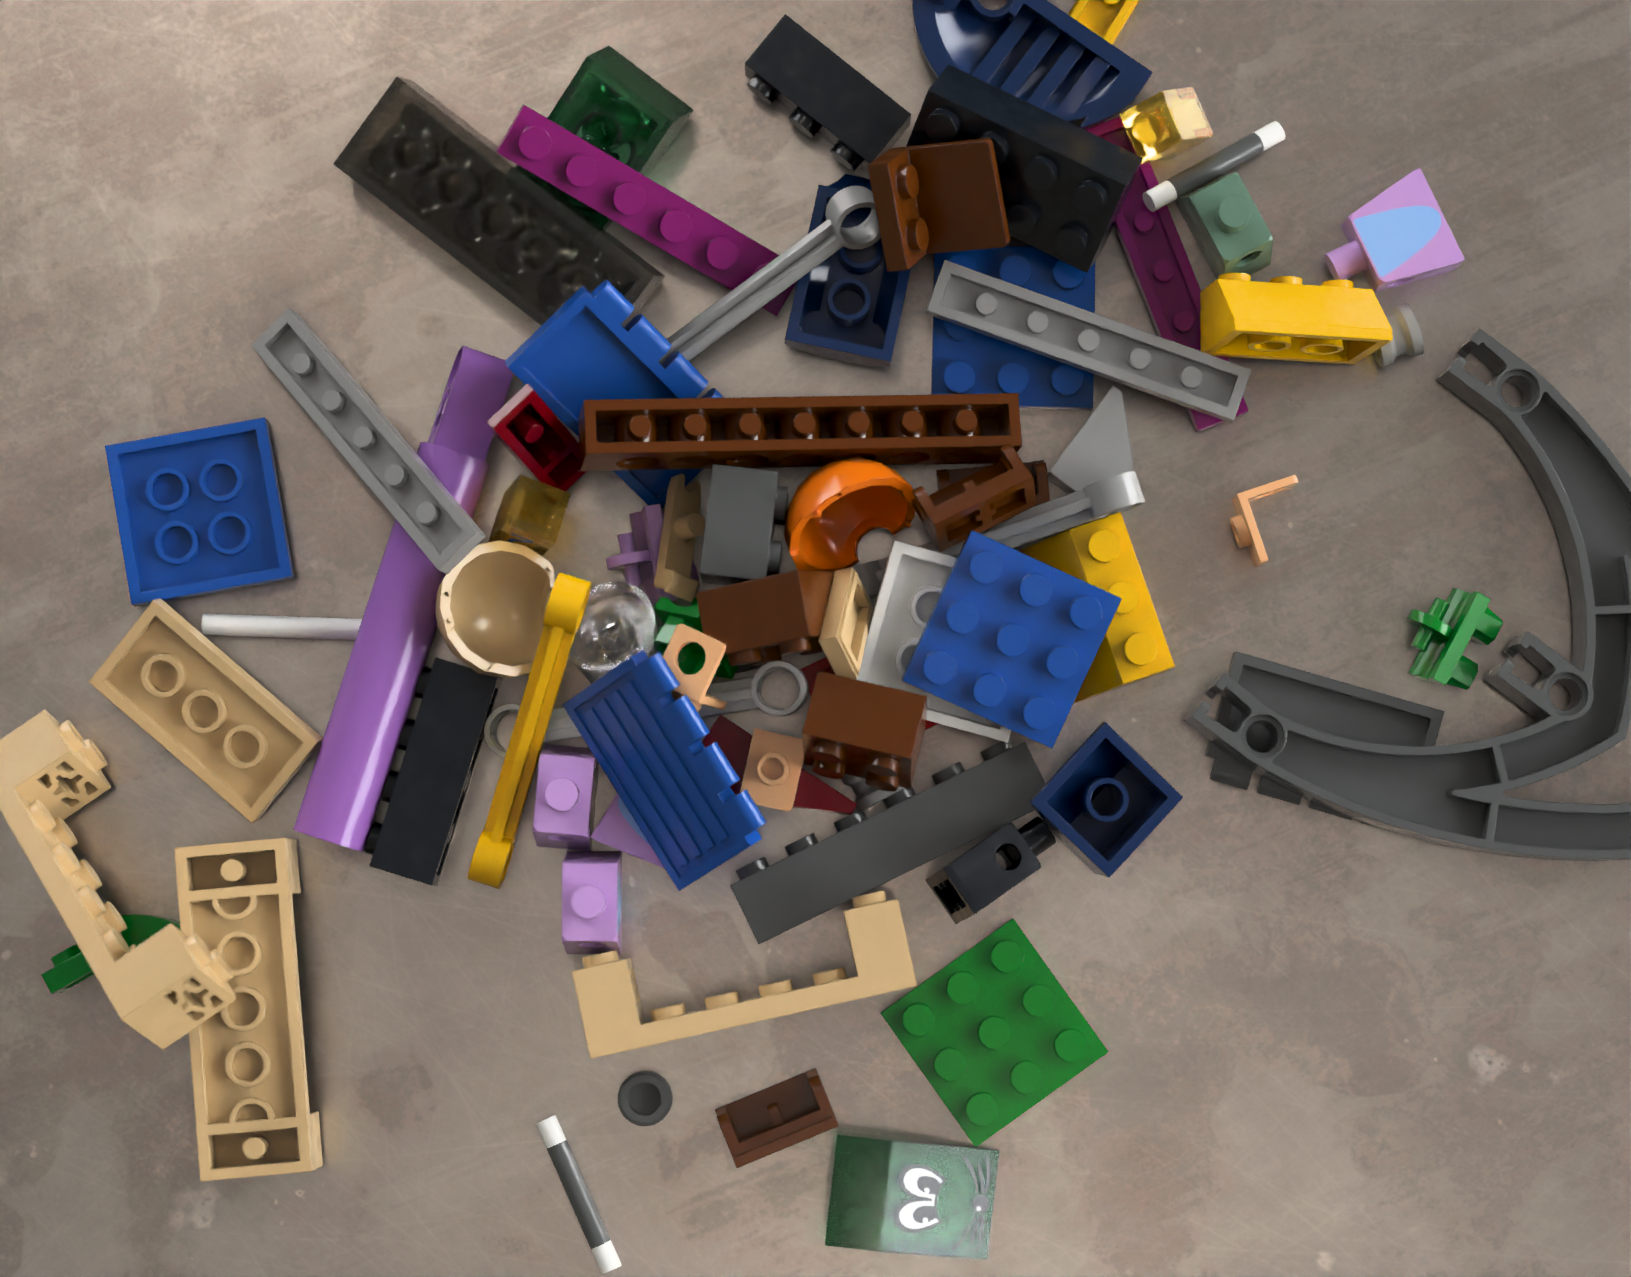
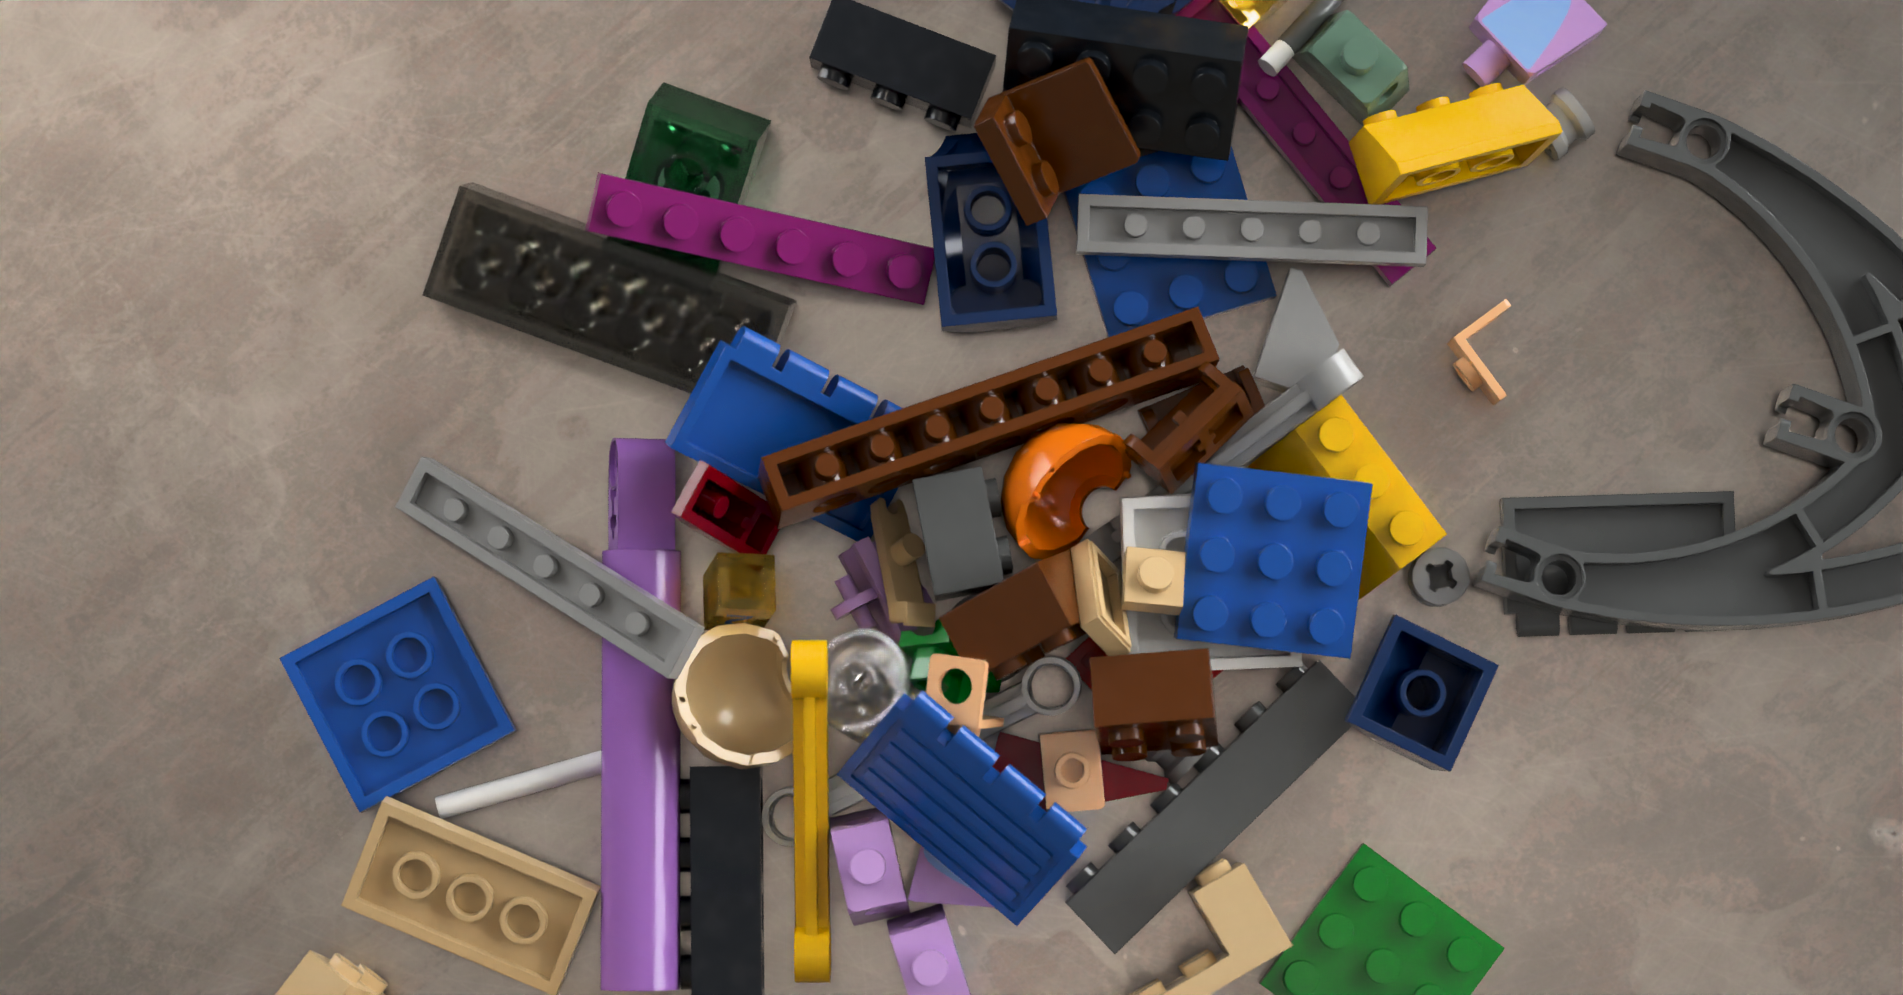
camera: 15 degrees left, 0 degrees up
(781, 272) = (918, 258): light grey piece -> none
(898, 622) = (1153, 580): none -> tan plate
(976, 877) = (1312, 815): black torso -> none
(1148, 709) = (1425, 580): none -> light grey wheel
(1445, 635) = (1711, 413): green hips -> none

